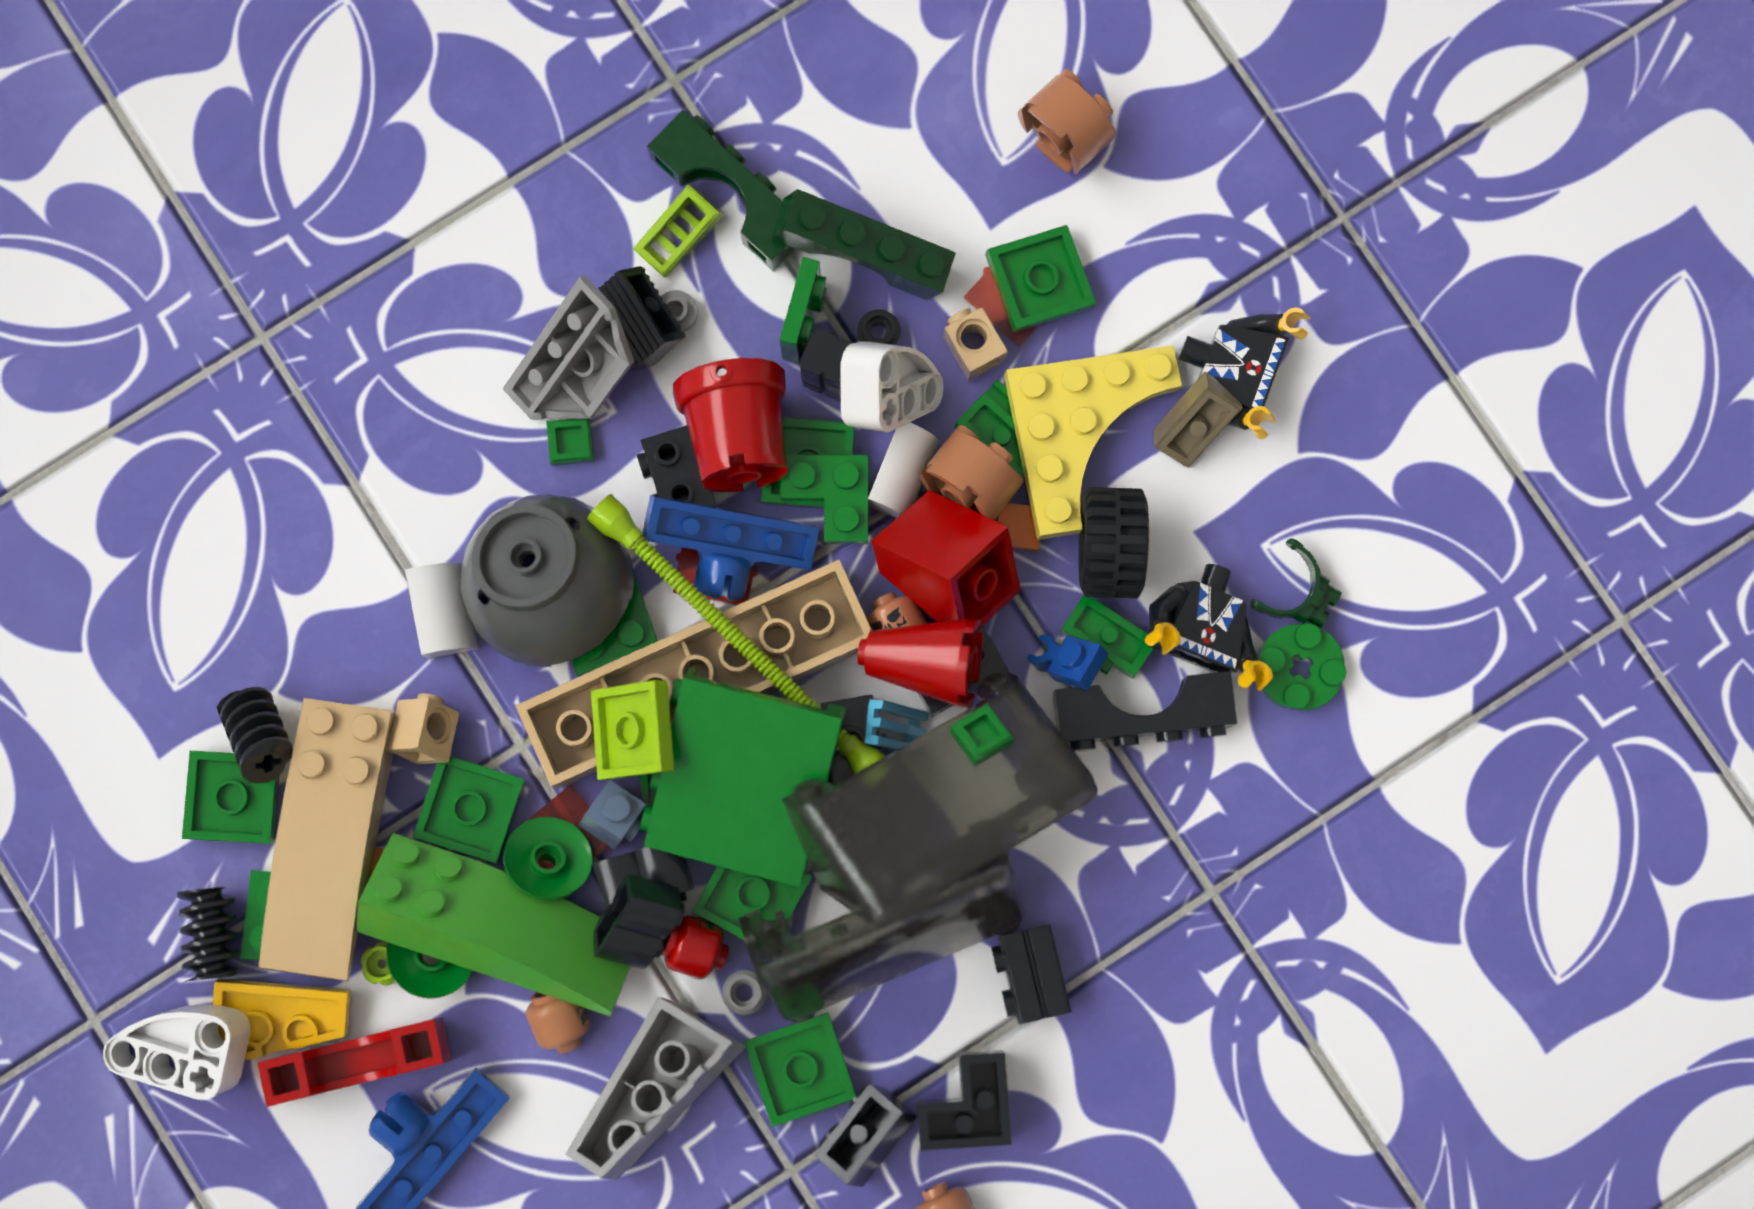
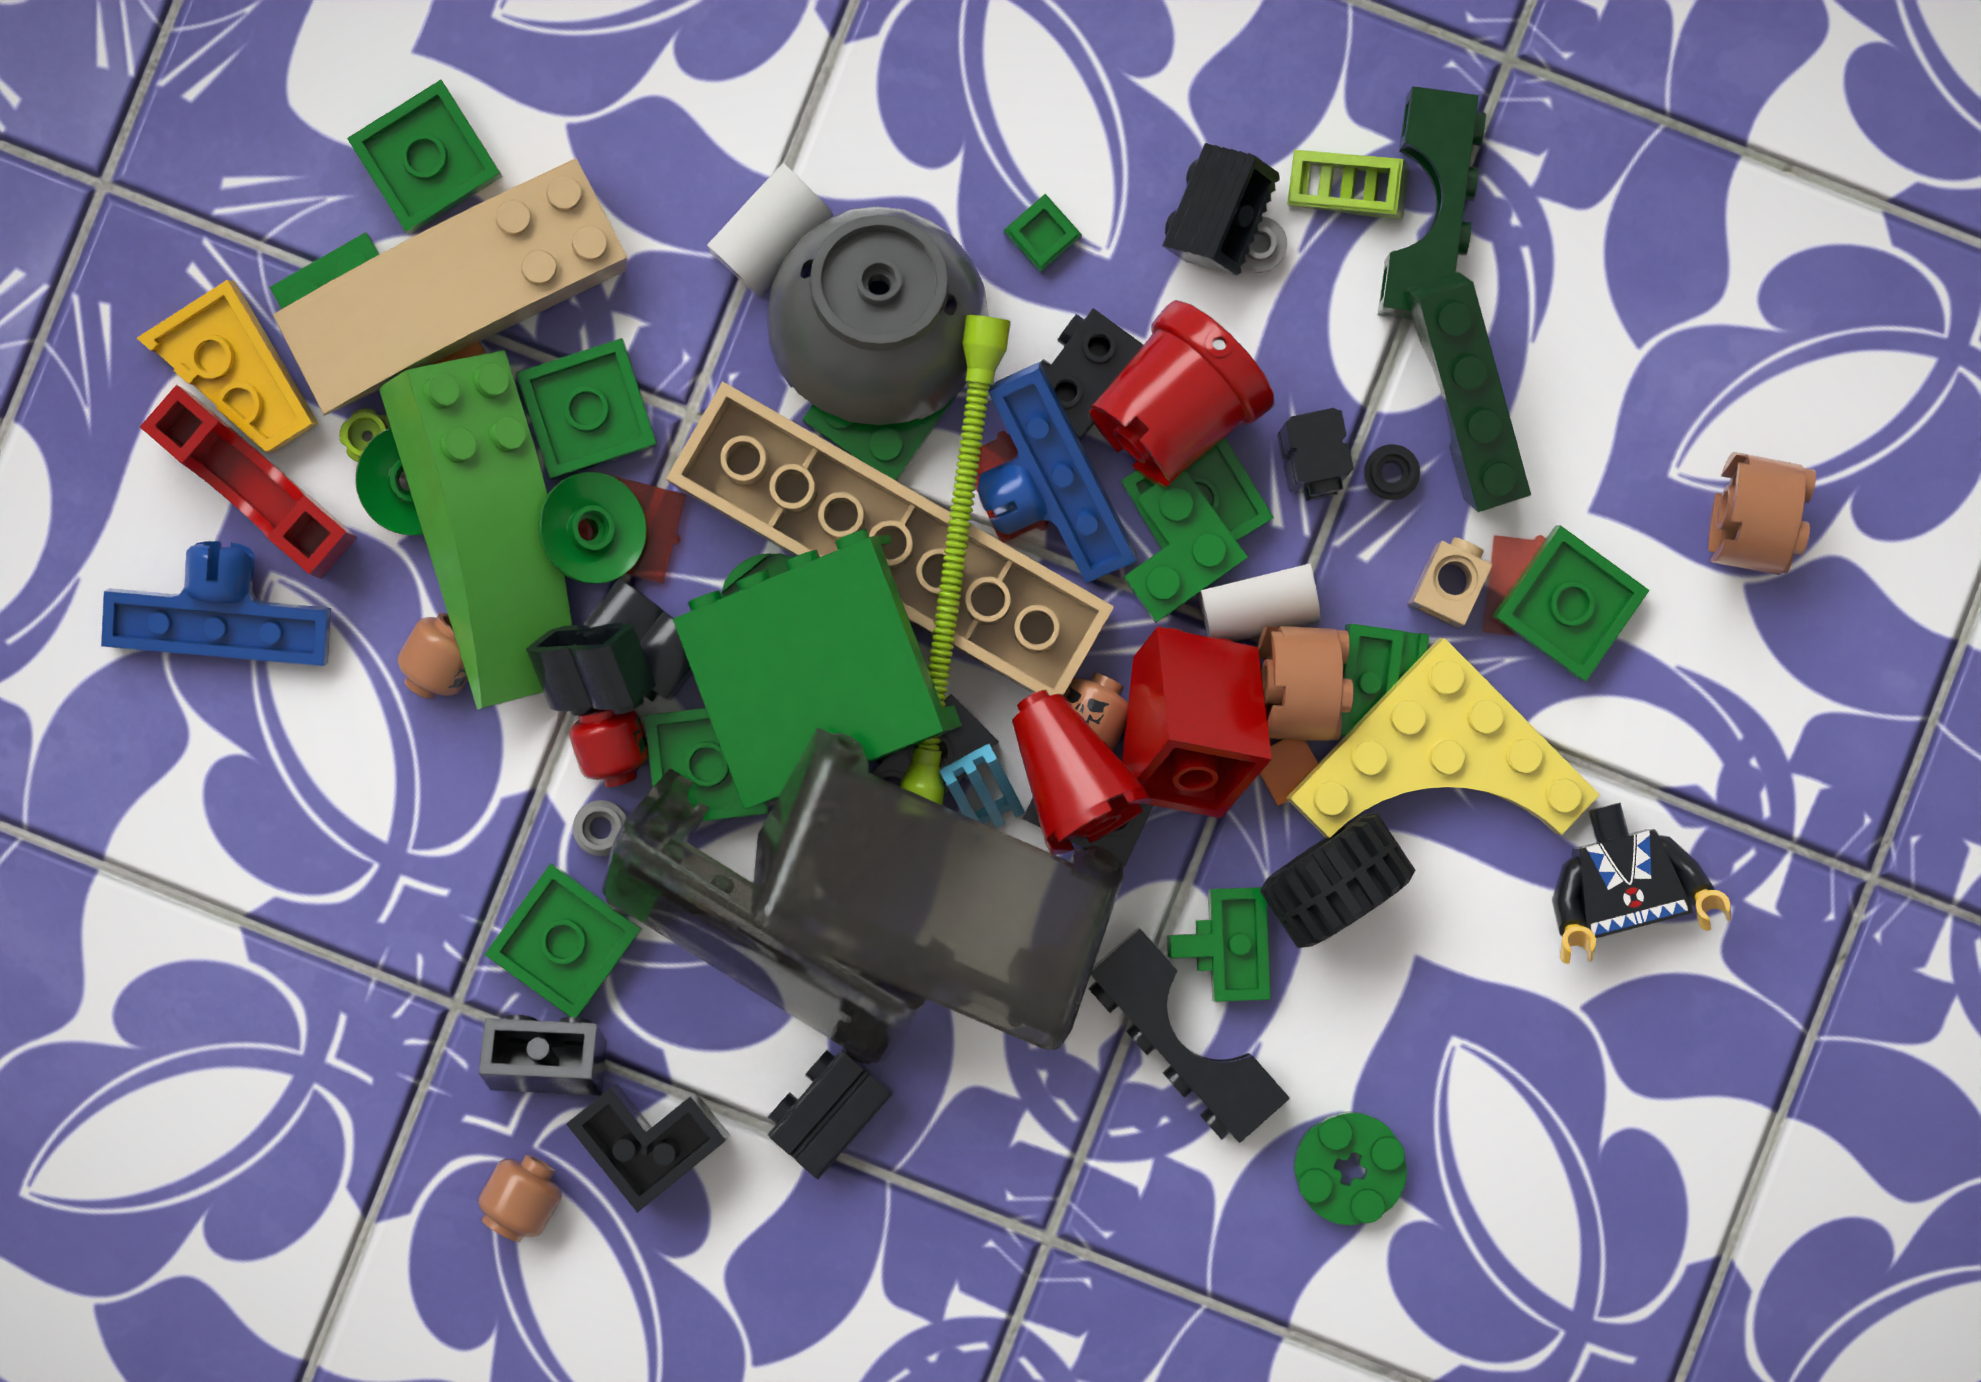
camera: 55 degrees right, 5 degrees up
(191, 1037) = (155, 296): white beam -> none
(208, 933) = (270, 238): black piece -> none
(255, 733) = (505, 135): black piece -> none
(423, 730) = (632, 303): tan brick -> none
(573, 359) = (1126, 176): light grey wedge -> none
(613, 815) = (684, 564): sand blue brick -> none
(632, 730) = (780, 522): lime plate -> none
(651, 1087) = (442, 802): light grey wedge -> none
(806, 298) = (1372, 372): green plate -> none
(887, 386) = (1331, 526): white beam -> none
(981, 734) = (1030, 887): green tile -> none
(1071, 663) = (1181, 925): blue plate -> none
(1195, 420) = (1533, 875): dark tan slope -> none
(1207, 628) = (1318, 1041): torso -> none
(1318, 597) = (1438, 1136): dark green helmet -> none

